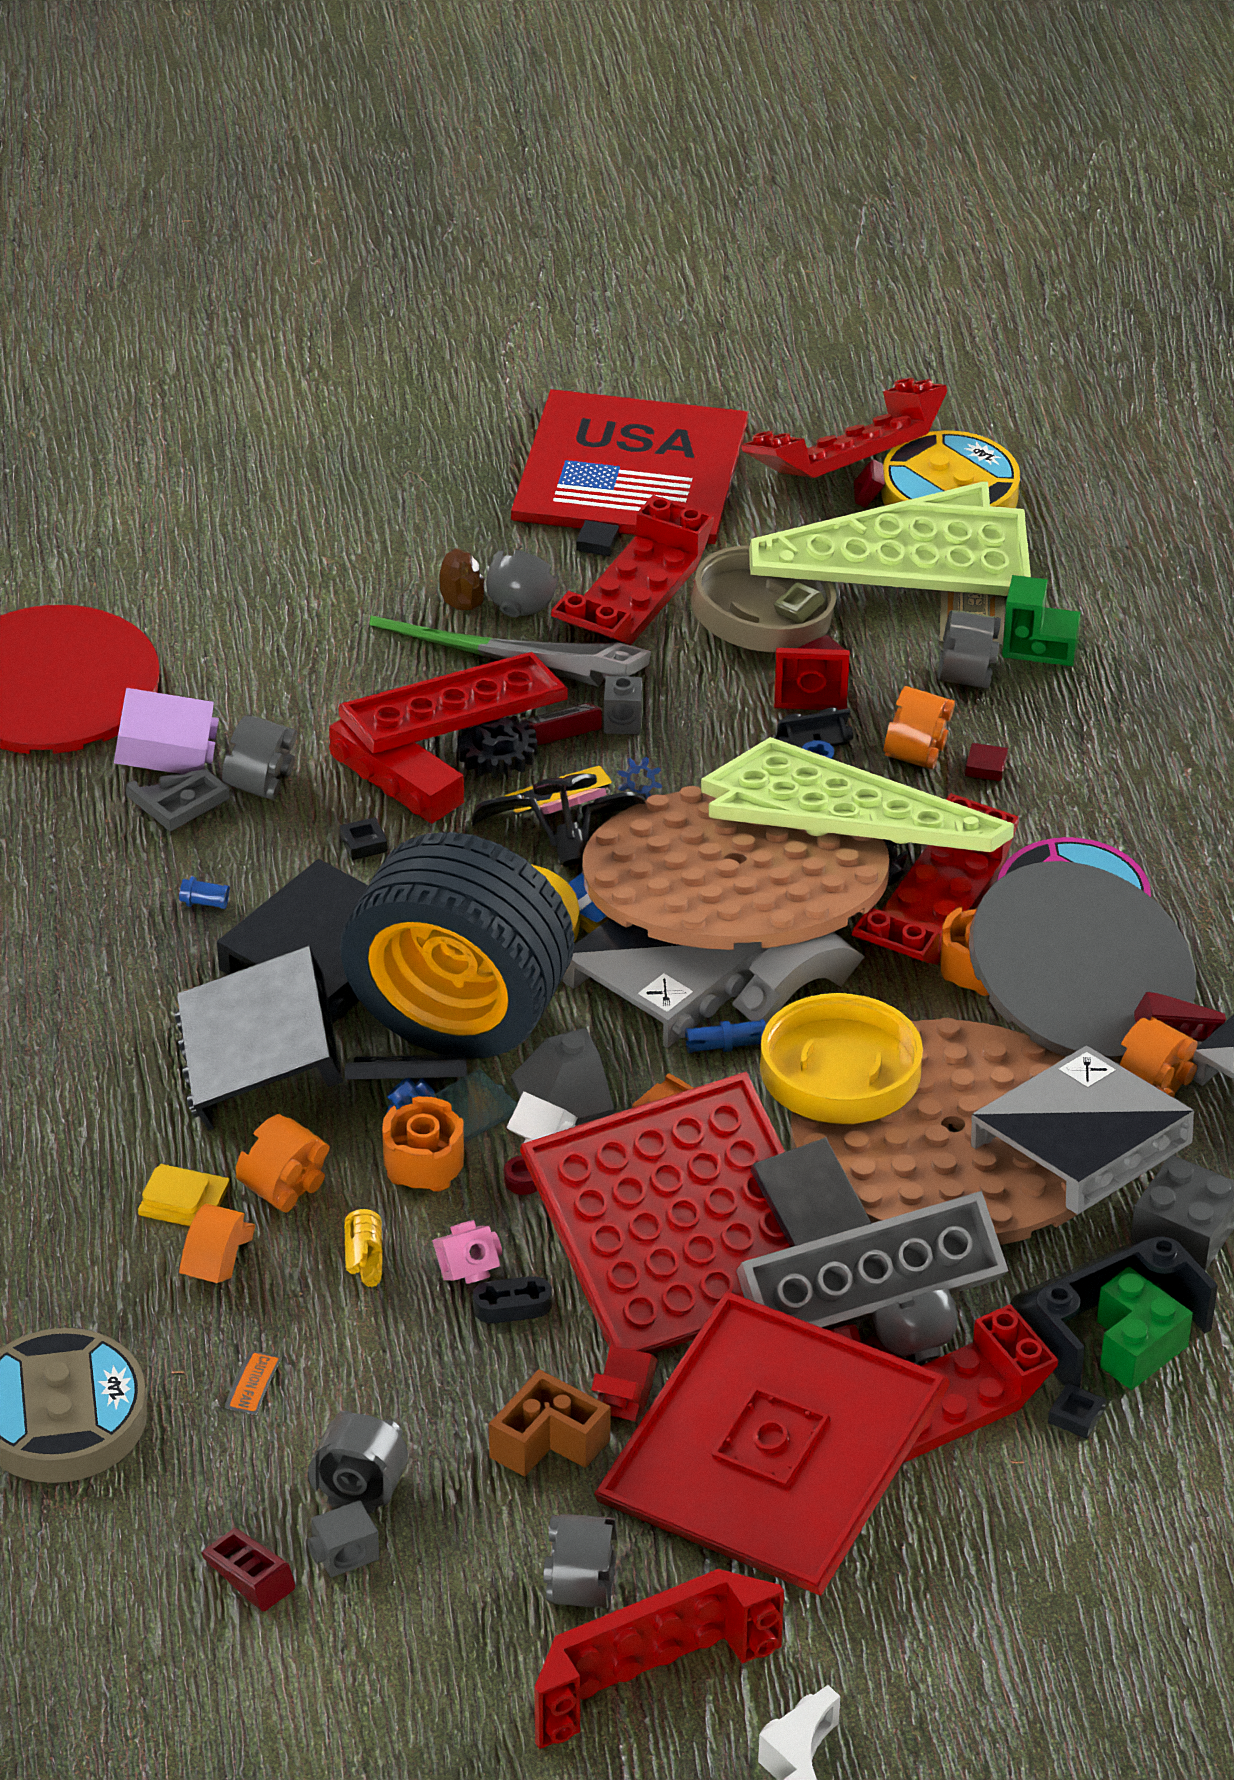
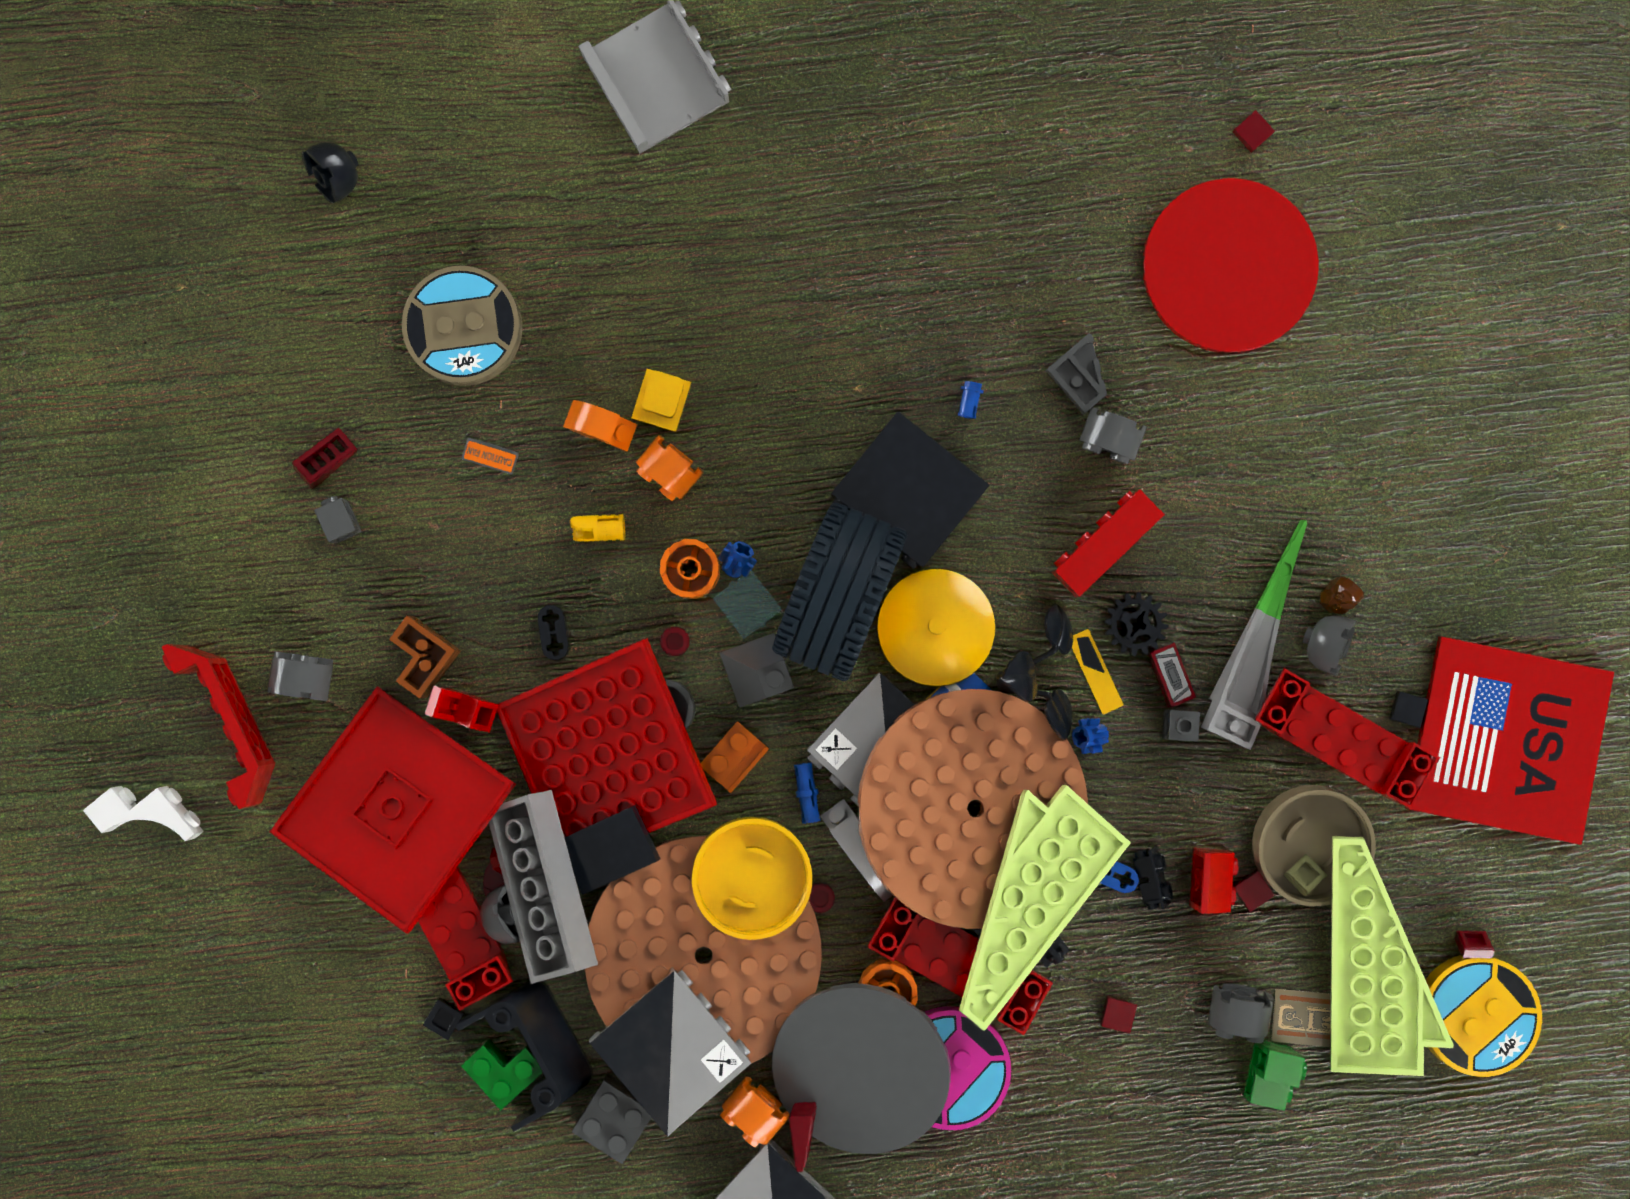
camera: 90 degrees right, 45 degrees up
(165, 732) = (1148, 360): lavender brick -> none
(256, 1030) = (793, 446): panel -> none
(358, 1461) = (389, 528): dark grey brick -> none
(363, 838) = (1035, 519): black tile -> none
(406, 1066) = (767, 555): black tile -> none
(452, 702) = (1168, 588): red tile -> none
(455, 1256) = (585, 601): bright pink brick -> none
(538, 1118) = (710, 656): white brick -> none
(574, 799) = (1061, 680): bright pink piece -> none
(910, 416) = (1528, 938): red slope -> none
(918, 727) = (1141, 963): orange brick -> none

